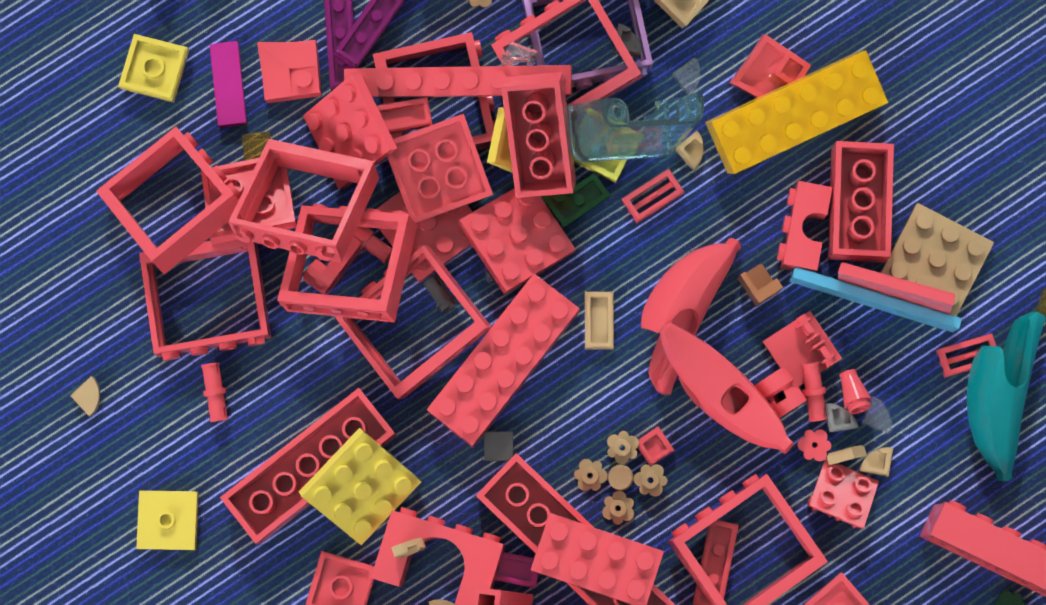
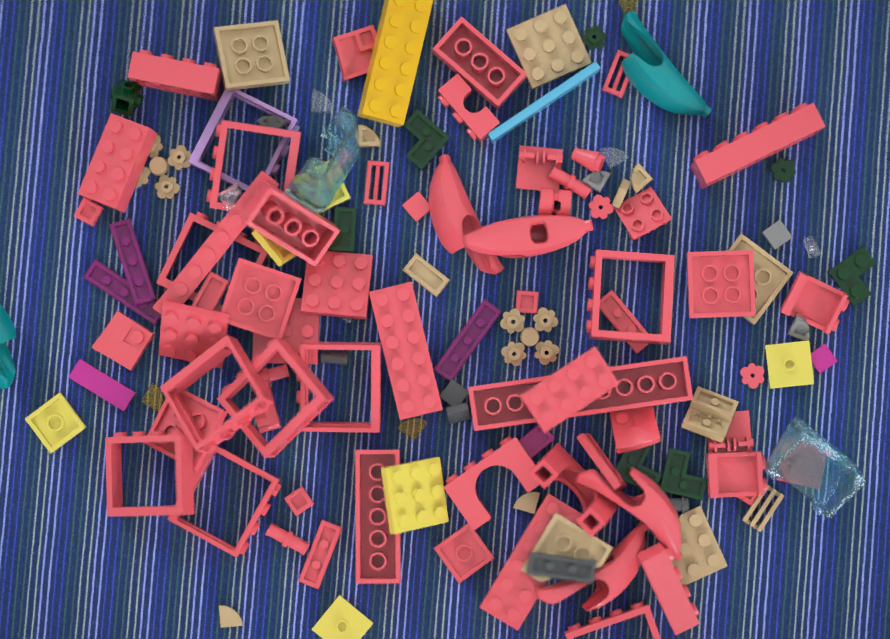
camera: 50 degrees left, 5 degrees up
(224, 438) = (320, 554): none -> coral tile
(263, 373) = (299, 501): none -> coral tile
(408, 548) = (474, 494): tan tile -> none
(430, 430) = (412, 427): none -> clear yellow tile
(482, 465) = (458, 413): none -> dark grey tile
(565, 416) = (467, 340): none -> magenta tile
(661, 255) = (416, 206): none -> coral tile
(741, 215) = (430, 139): none -> dark green plate
(759, 284) = (480, 162): nougat panel -> none
(897, 287) = (548, 85): coral tile -> none
(982, 307) = (594, 43): none -> dark green plant

